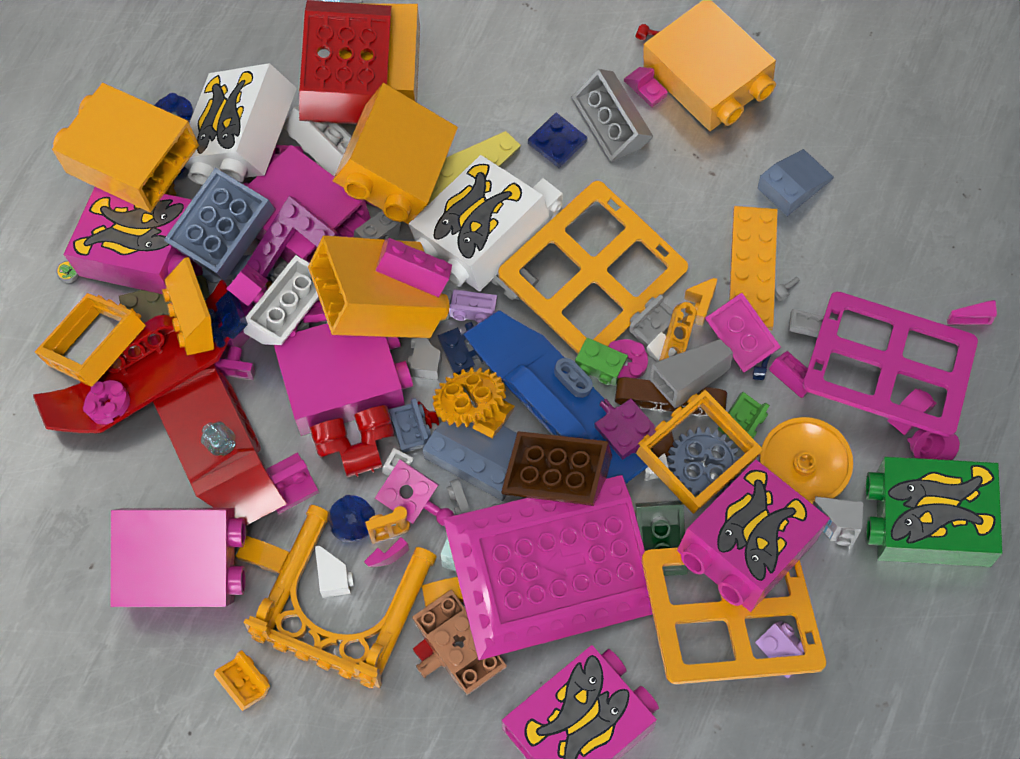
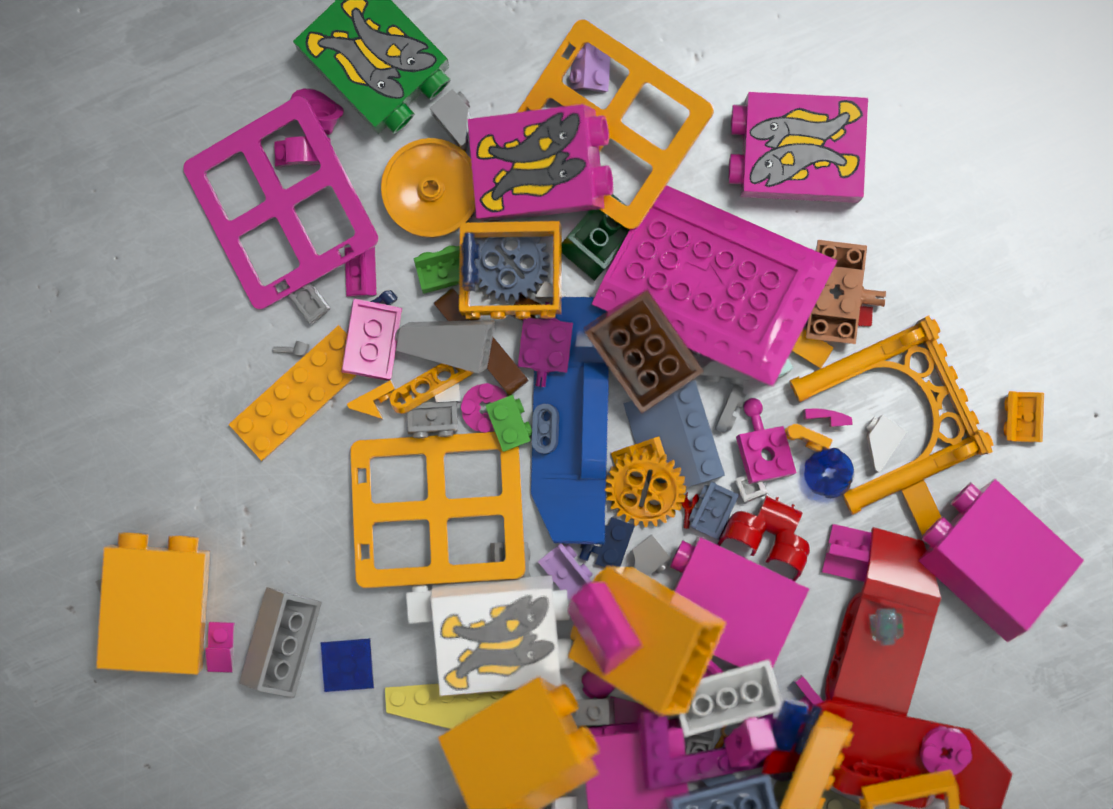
camera: 140 degrees left, 20 degrees up
(643, 31) = (170, 703): red hand -> none
(736, 427) = (469, 270): none -> dark blue plate
(793, 181) = (186, 436): sand blue slope -> none
(976, 314) = (158, 177): dark pink slope -> none

